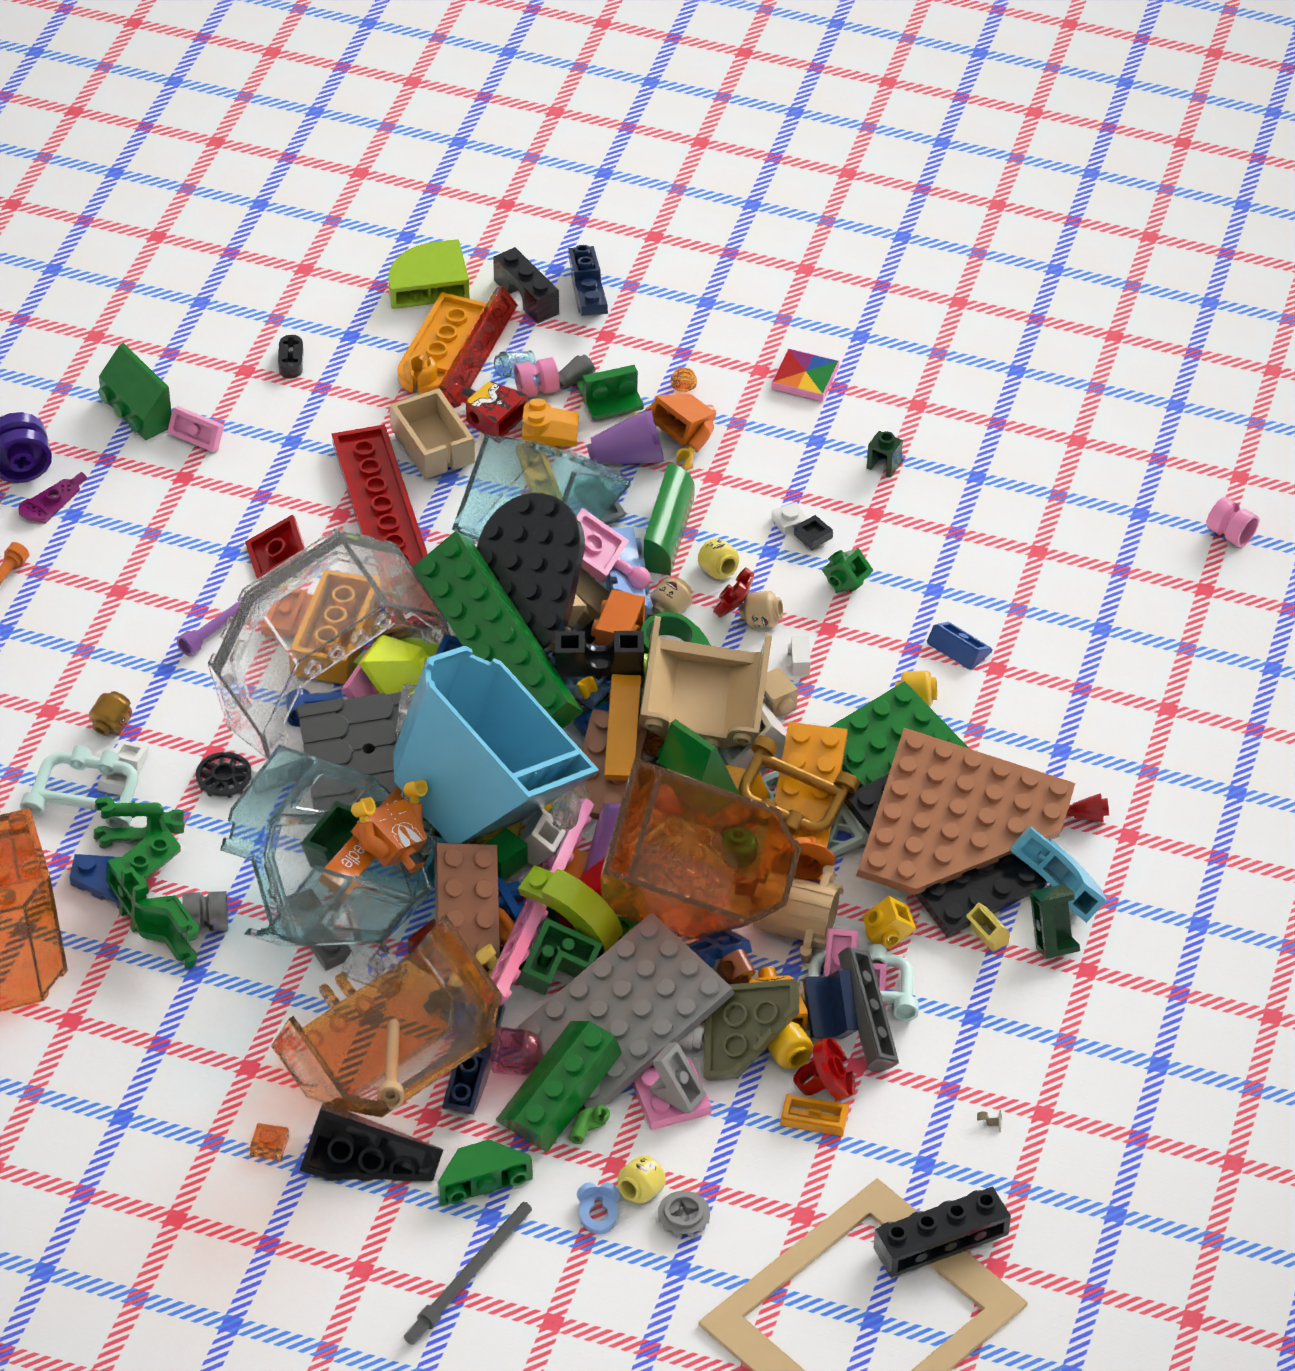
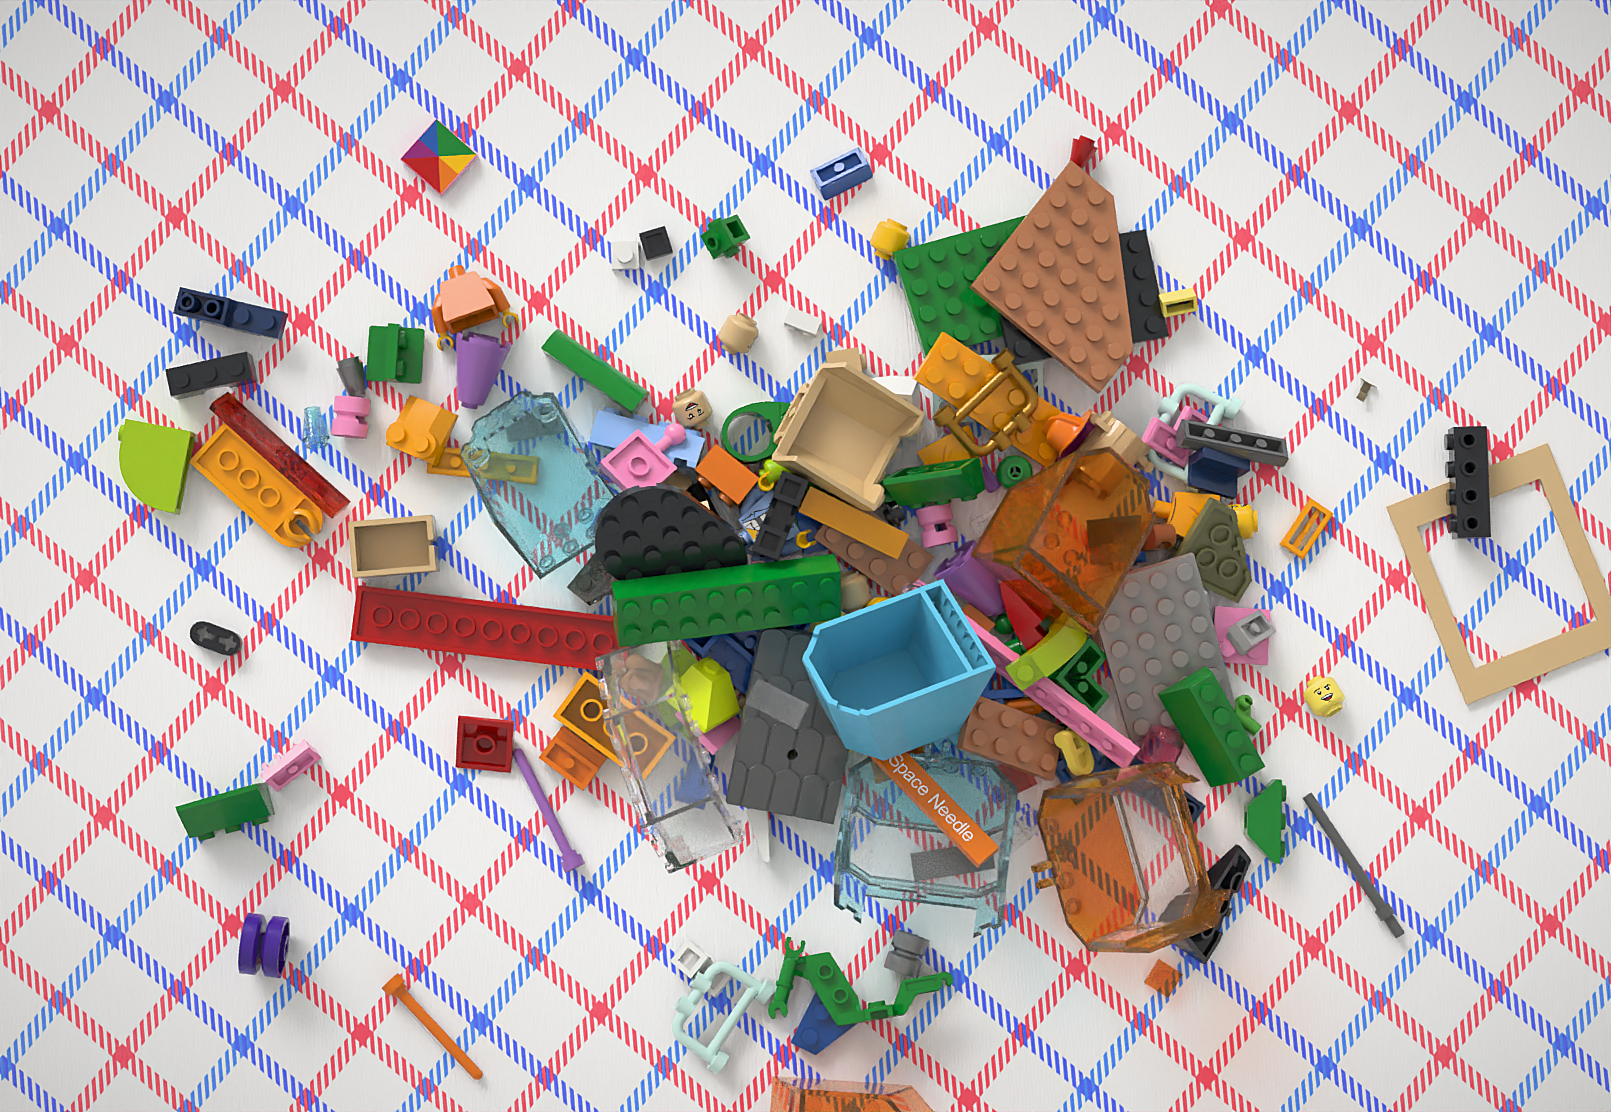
camera: 70 degrees left, 40 degrees up
(43, 507) = (330, 936): magenta piece -> none
(110, 713) = (637, 961): pearl gold head -> none
(223, 774) = (742, 882): black wheel -> none
(329, 835) = (886, 821): dark green panel -> none
(391, 1090) = (1202, 878): tan piece -> none
(395, 830) = (943, 781): orange torso -> none
(493, 408) = (374, 474): red torso -> none
(608, 1195) = (1324, 747): light blue piece -> none
(683, 380) = (400, 268): clear orange plate -> none
(692, 1204) = (1374, 666): light grey gear -> none
(718, 558) = (659, 345): light yellow head -> none
(733, 596) = (715, 351): red dish -> none
(827, 1071) = (1282, 500): red tile -> none
(885, 446) = (583, 131): dark green window -> none
(888, 922) = (1146, 384): yellow brick -> none
(1052, 921) = (1205, 249): dark green panel -> none
(1060, 868) = (1158, 210): medium azure arch -> none

